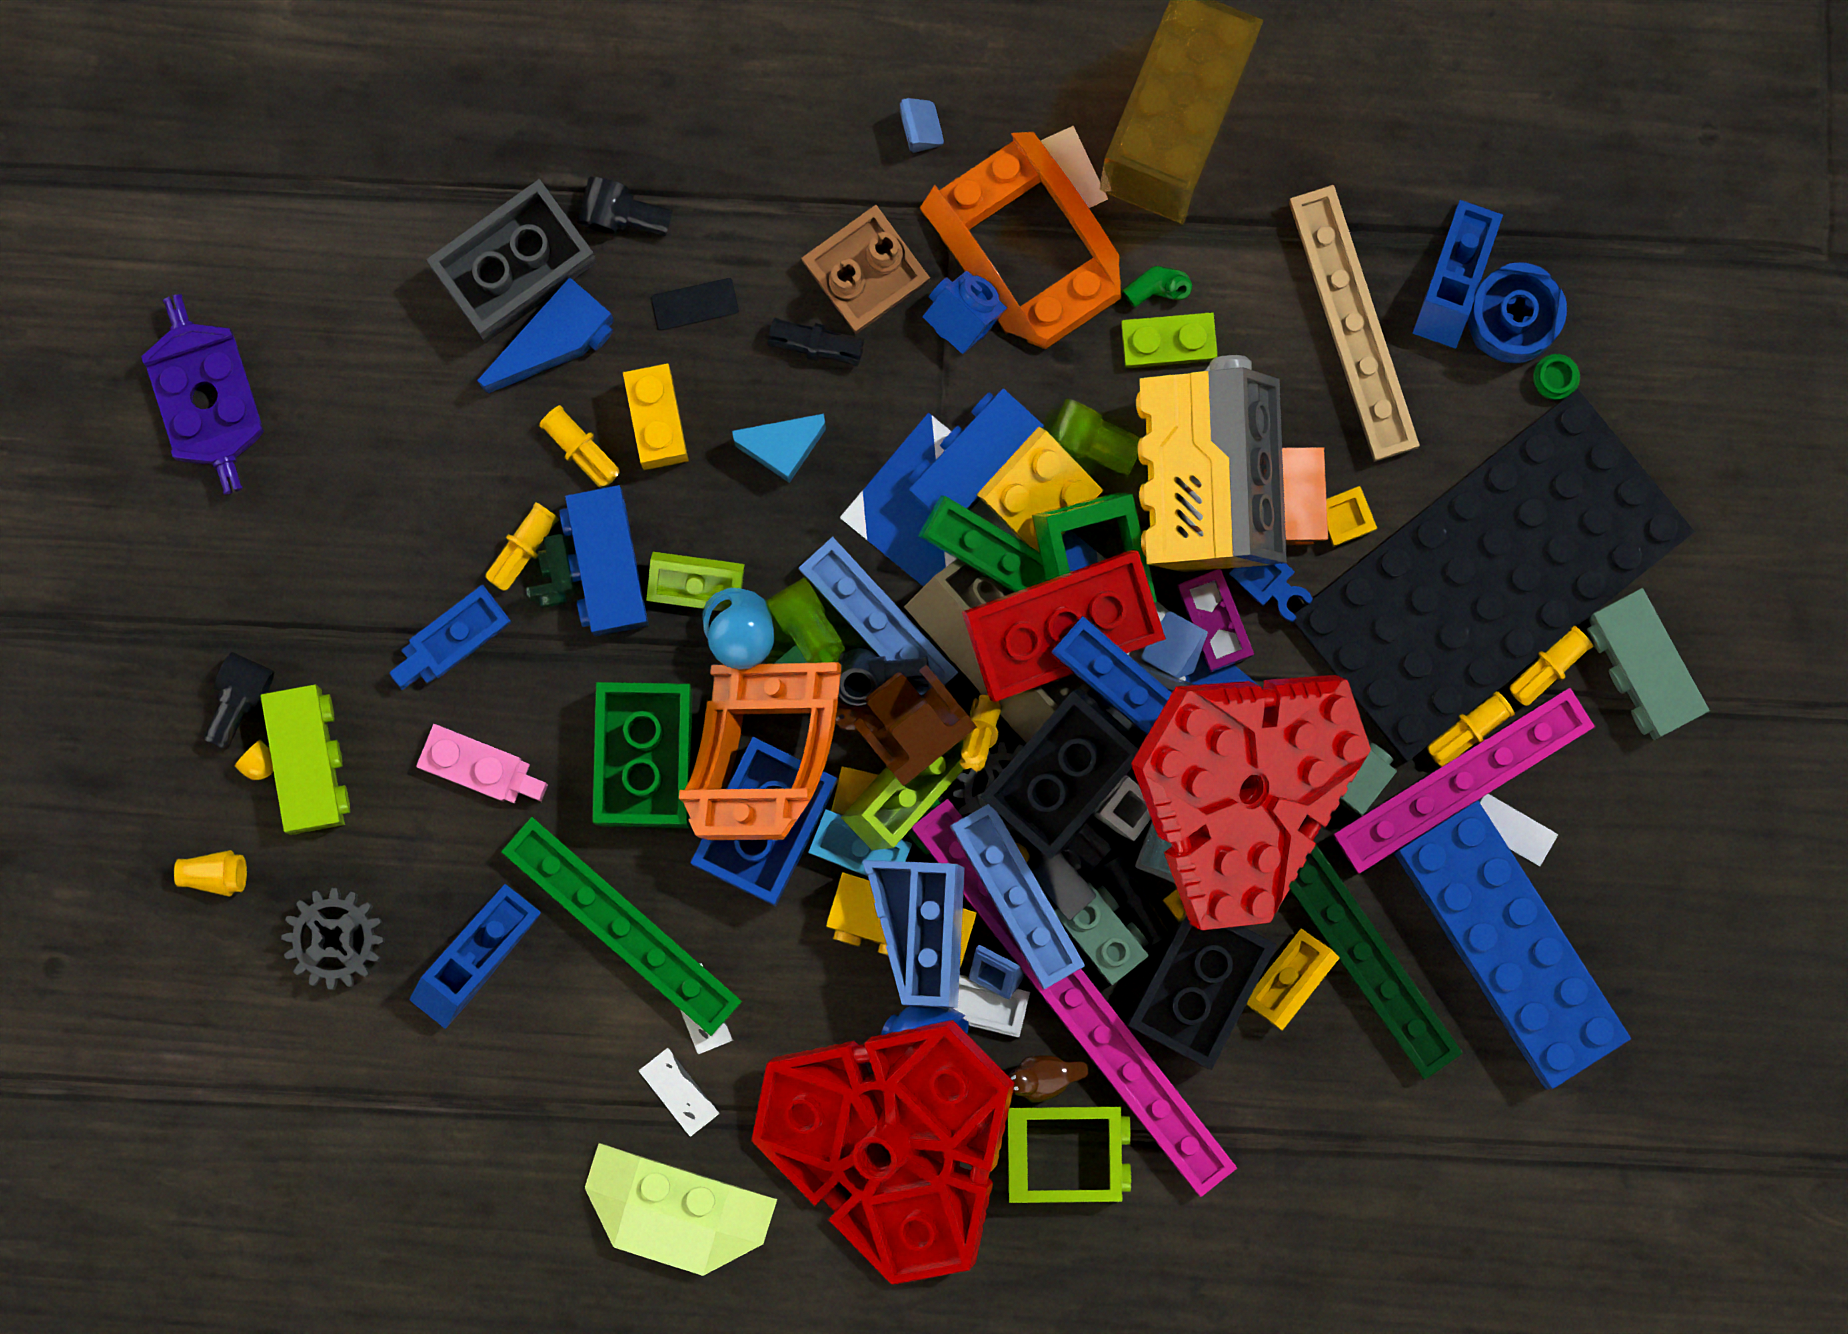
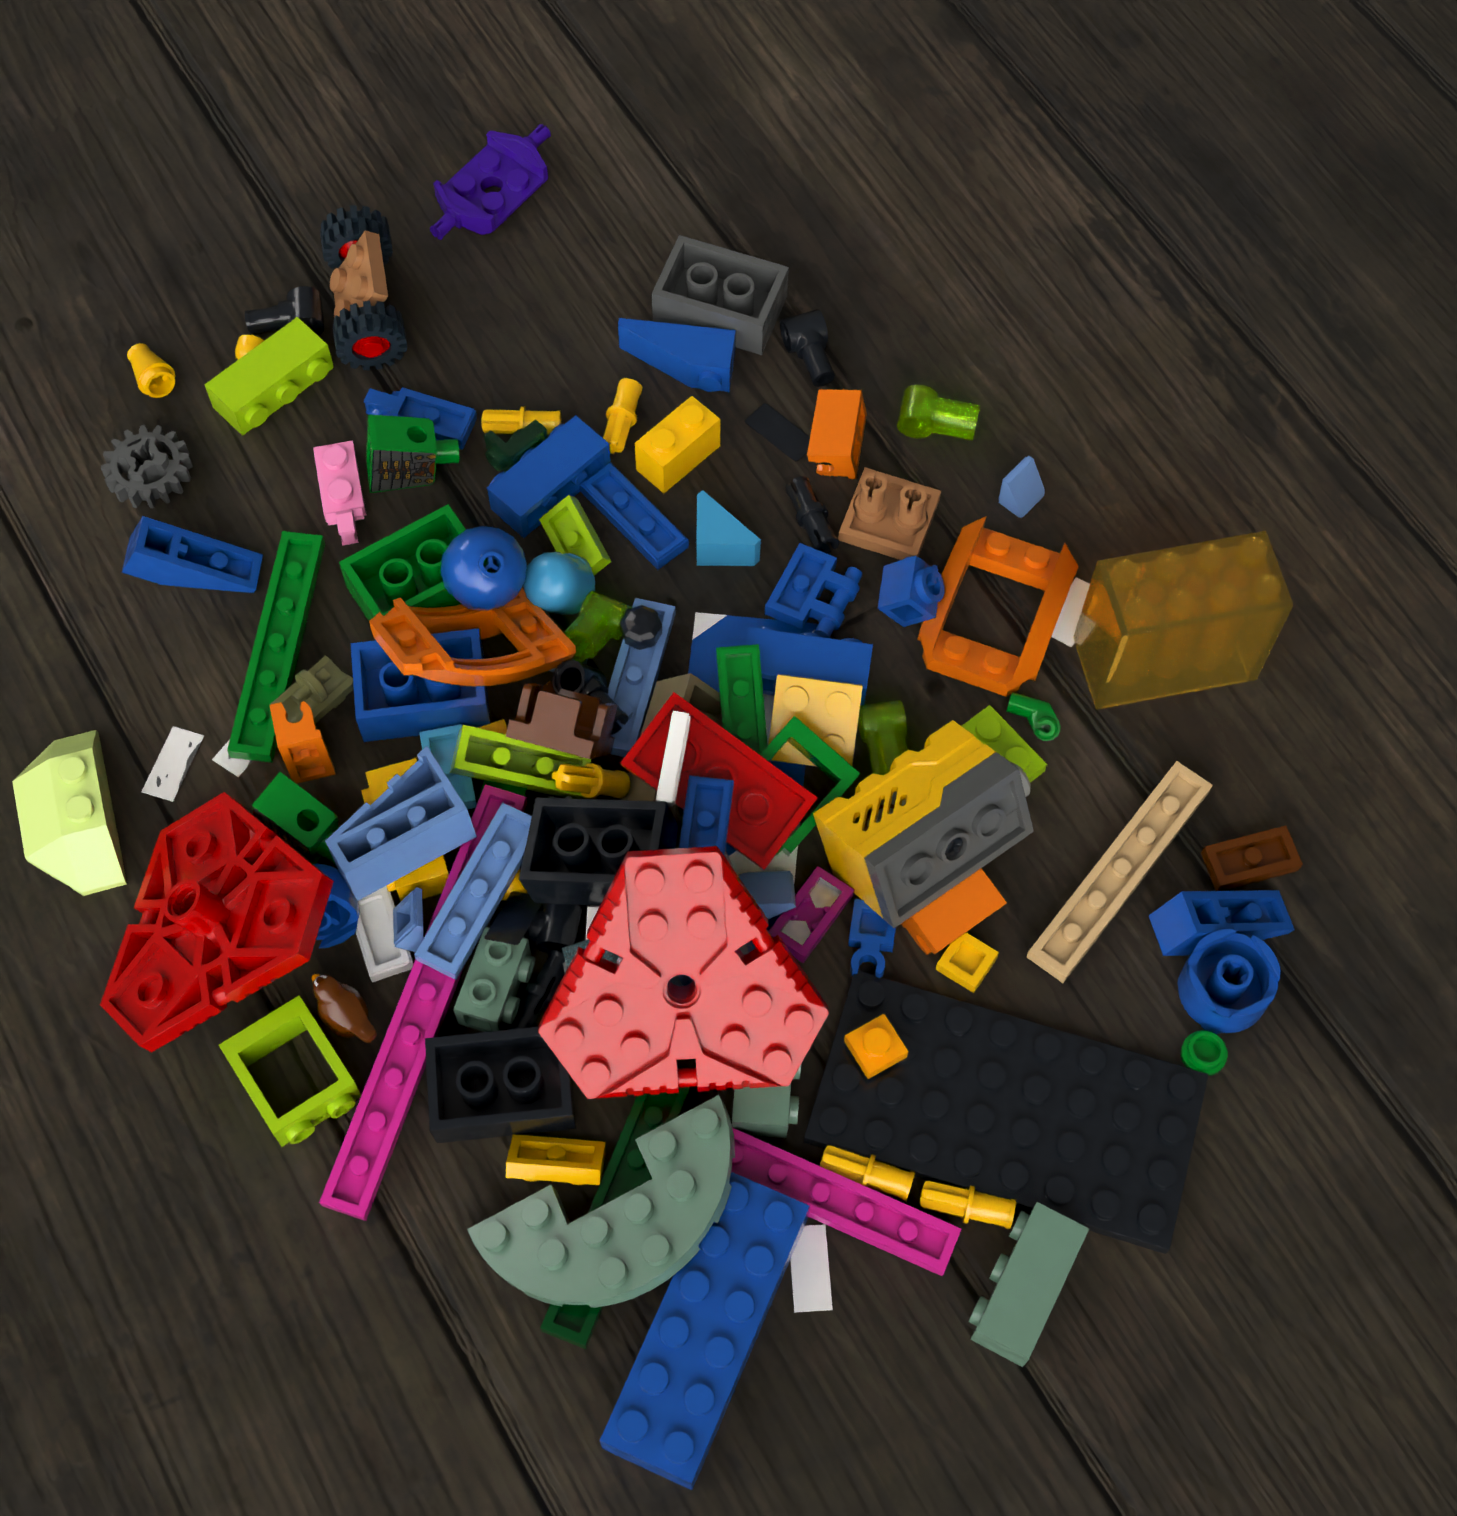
camera: 55 degrees right, 20 degrees down
(262, 609) = (362, 326): none -> black plate
(486, 698) = (404, 452): none -> torso
(697, 693) = (467, 576): none -> blue cylinder
(698, 507) = (634, 516): none -> blue tile
(708, 926) = (320, 687): none -> olive hips
(742, 254) = (837, 432): none -> orange hinge
(764, 968) = (301, 745): none -> orange hinge
(778, 153) = (926, 412): none -> clear neon green piece
(821, 1017) = (297, 818): none -> green torso
(839, 584) = (641, 627): none -> black tile
(886, 403) = (801, 586): none -> blue plate
(1033, 656) = (673, 757): none -> white tile
(1375, 650) = (876, 1046): none -> light orange plate
(1410, 962) = (630, 1240): none -> sand green plate
(1419, 202) = (1251, 858): none -> reddish brown plate

